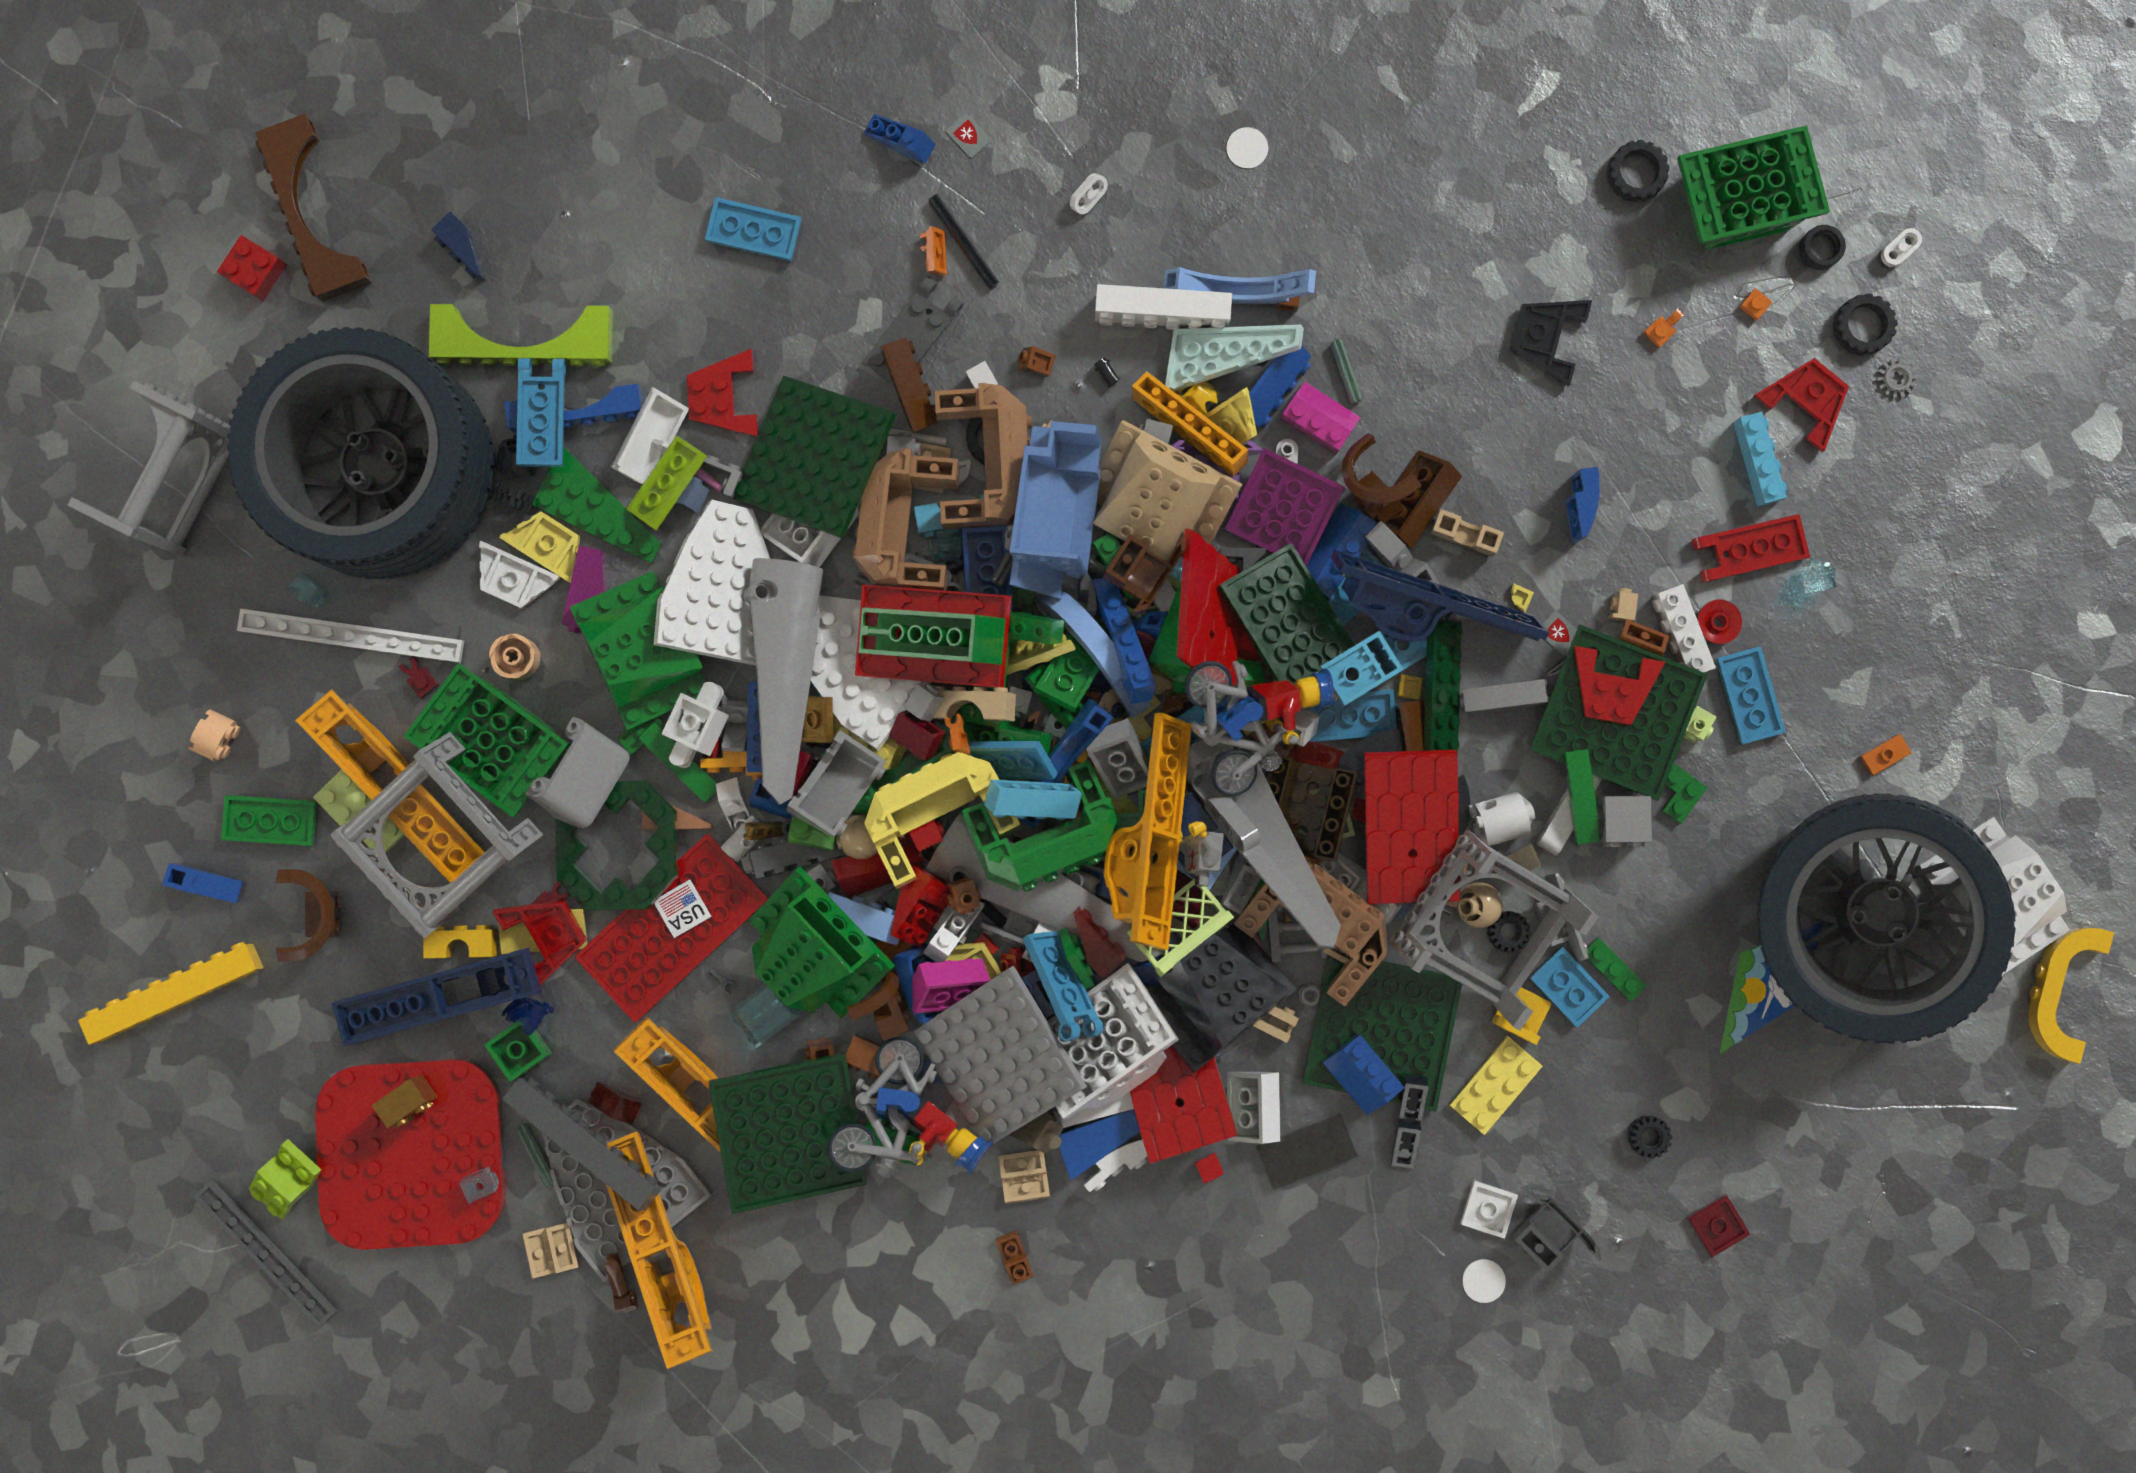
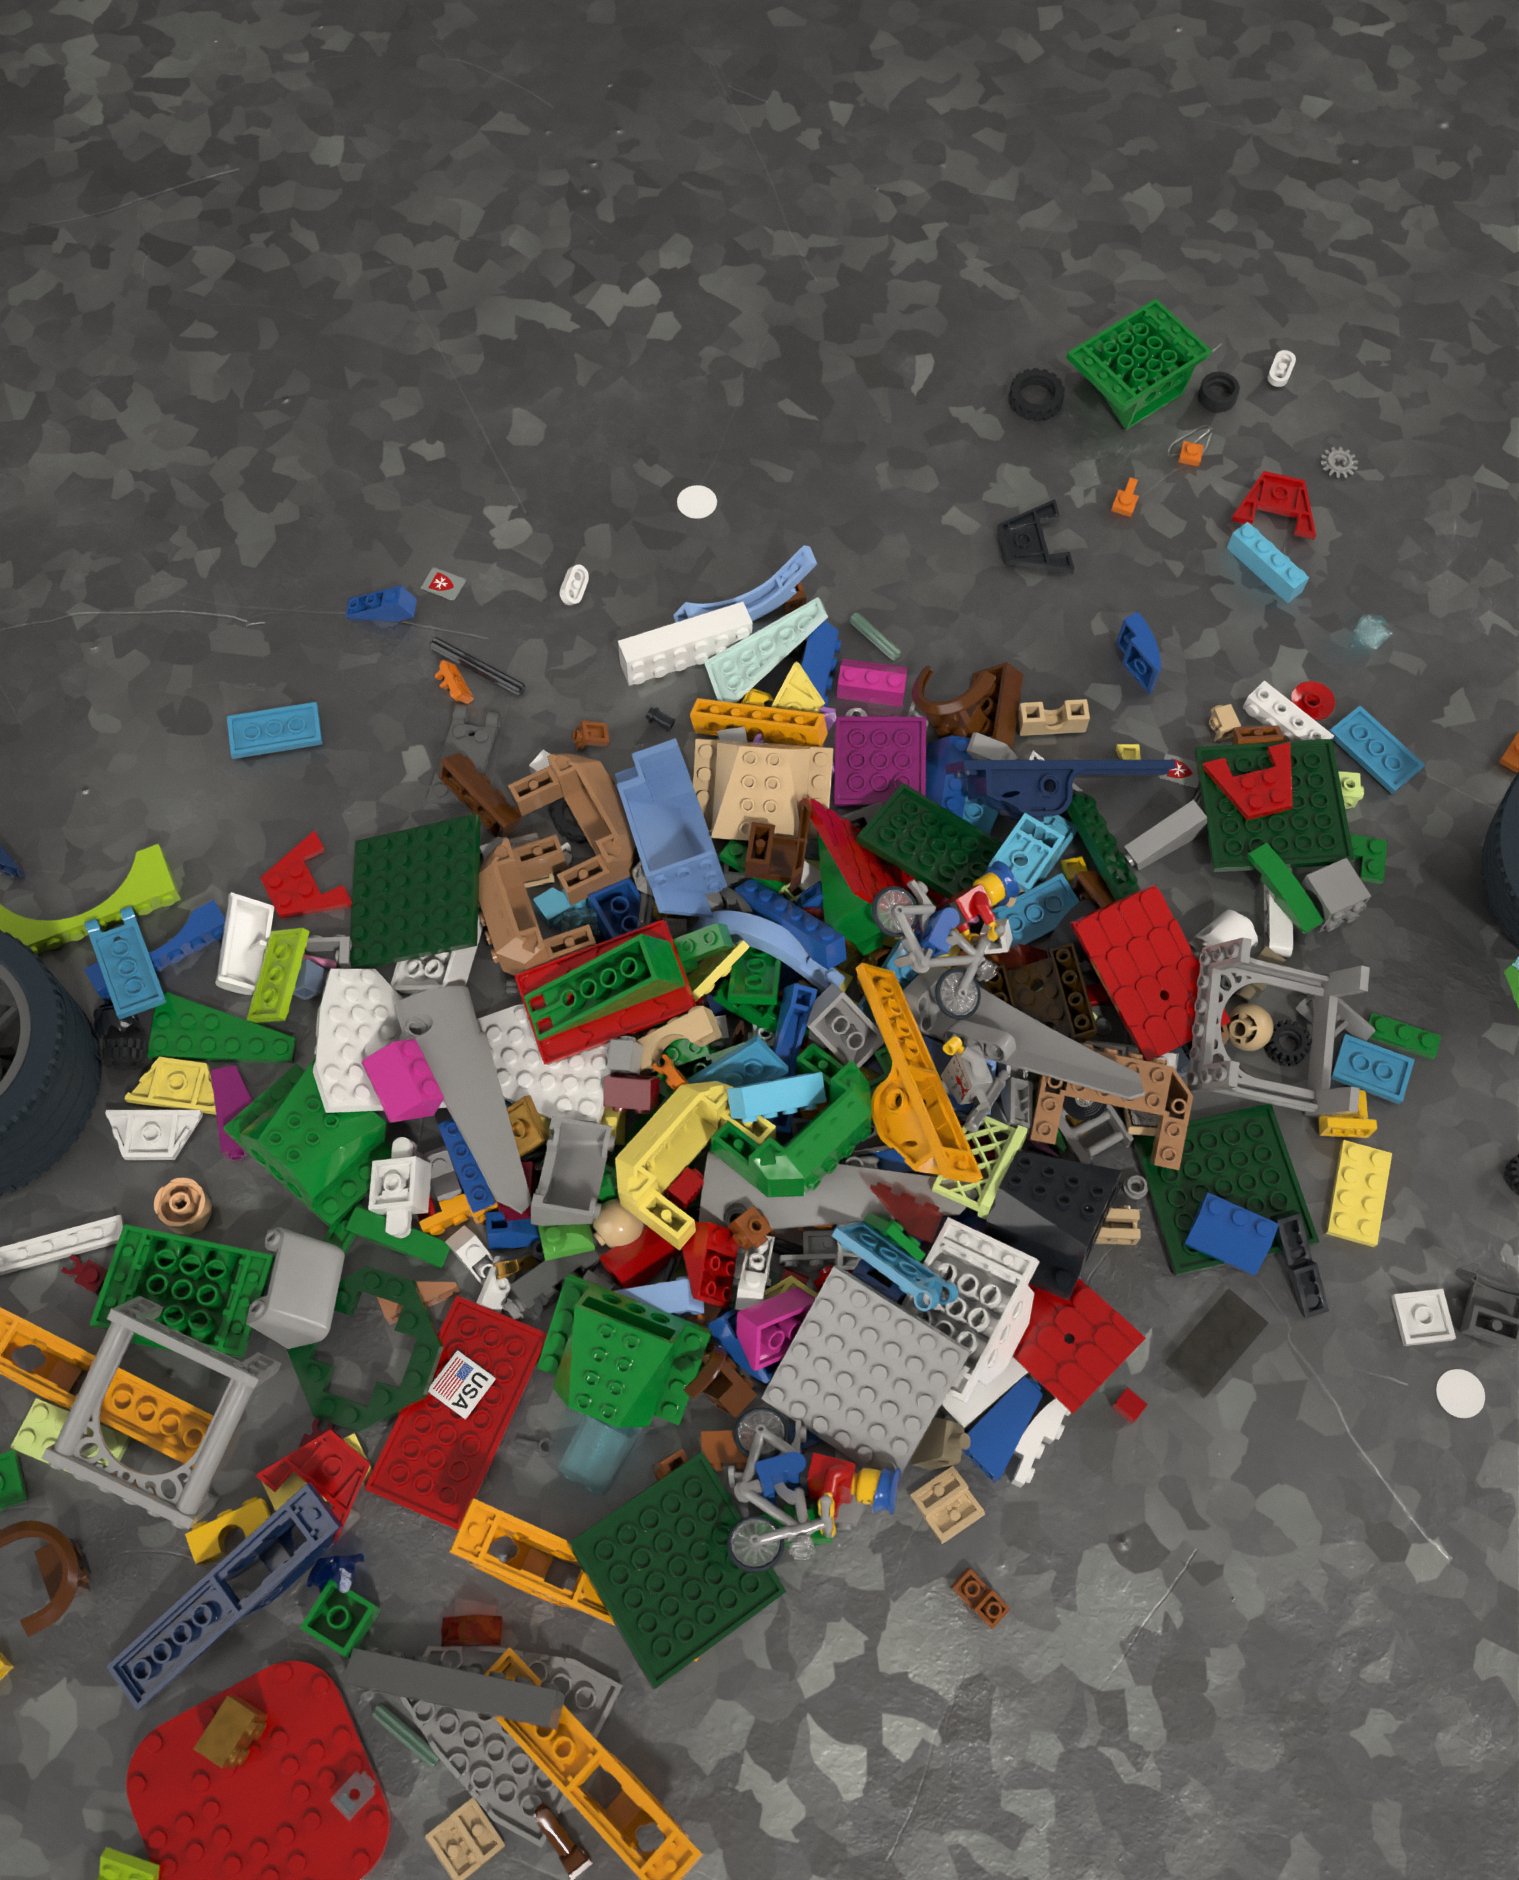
camera: 25 degrees left, 20 degrees down
(730, 639) = (403, 1081): none -> dark pink slope
(1225, 868) = (993, 1092): none -> light grey piece
(1254, 1106) = (1145, 1310): white slope -> none
(1755, 547) = (1304, 632): red hinge -> none
(1885, 314) = (1291, 416): black tyre -> none

